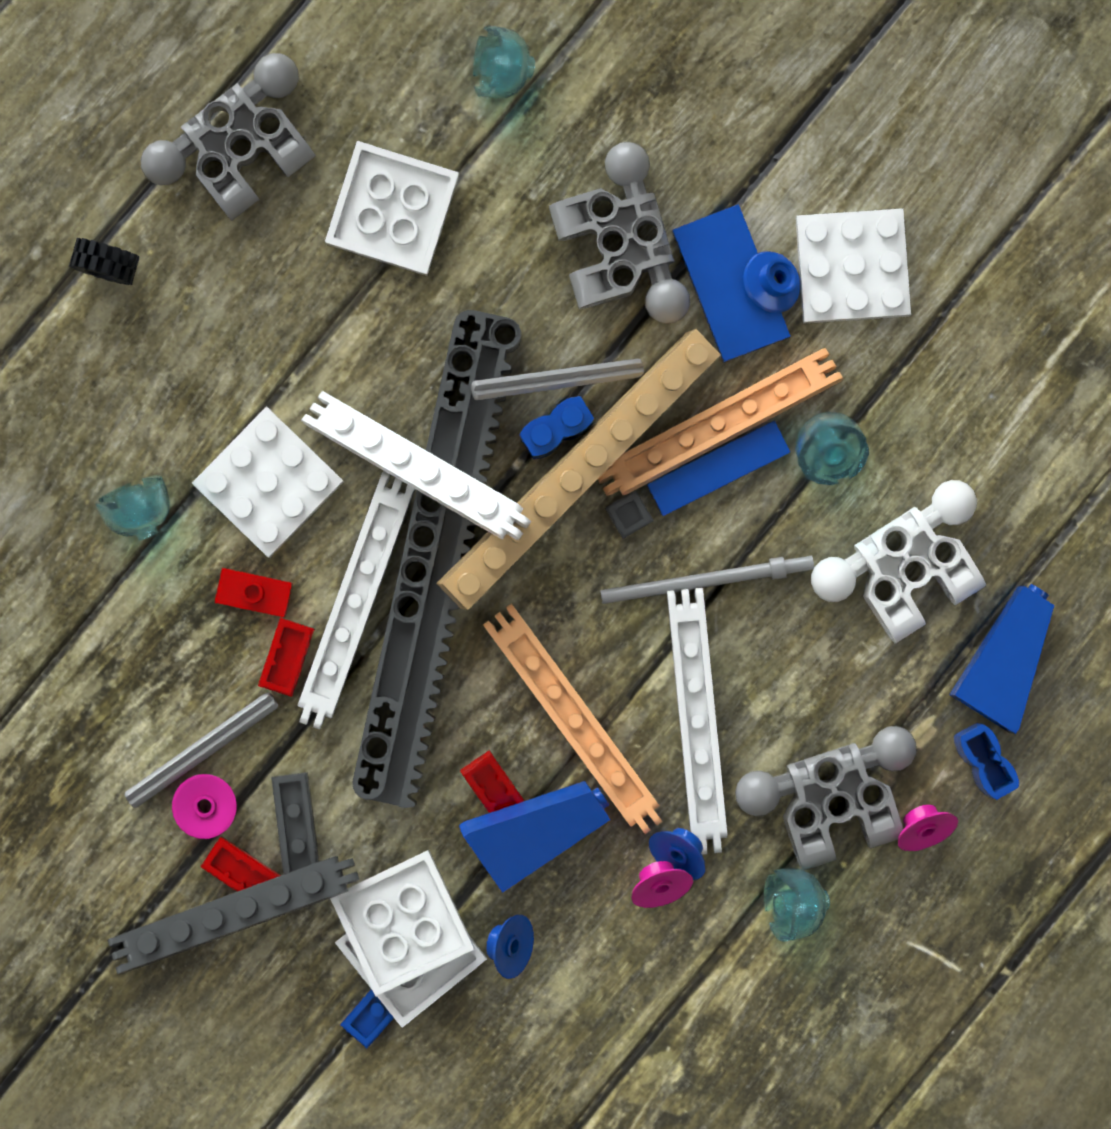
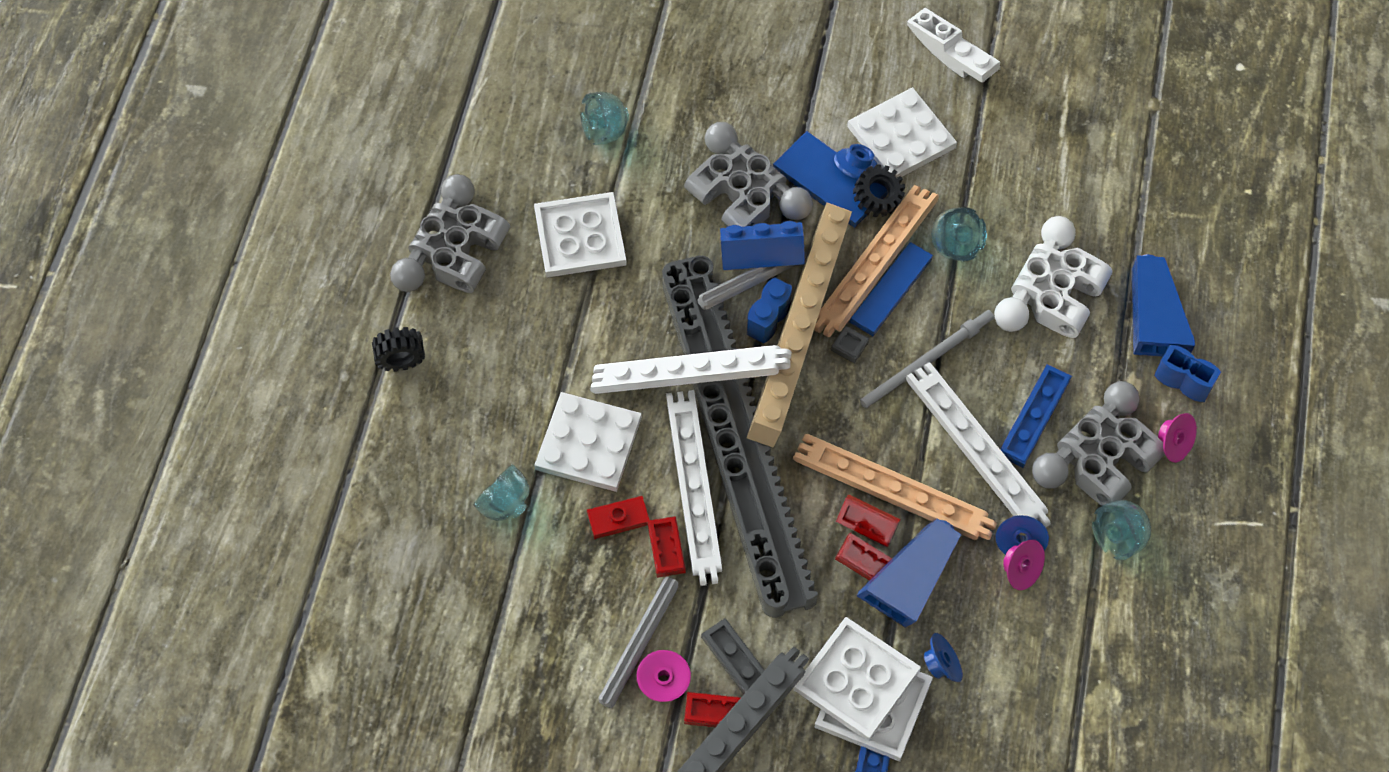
camera: 25 degrees left, 25 degrees down
(522, 743) = (868, 520): none -> red plate
(589, 346) = (762, 245): none -> blue slope
(787, 712) = (1035, 415): none -> blue tile
(794, 338) = (885, 178): none -> black tyre
(985, 177) = (948, 46): none -> white slope

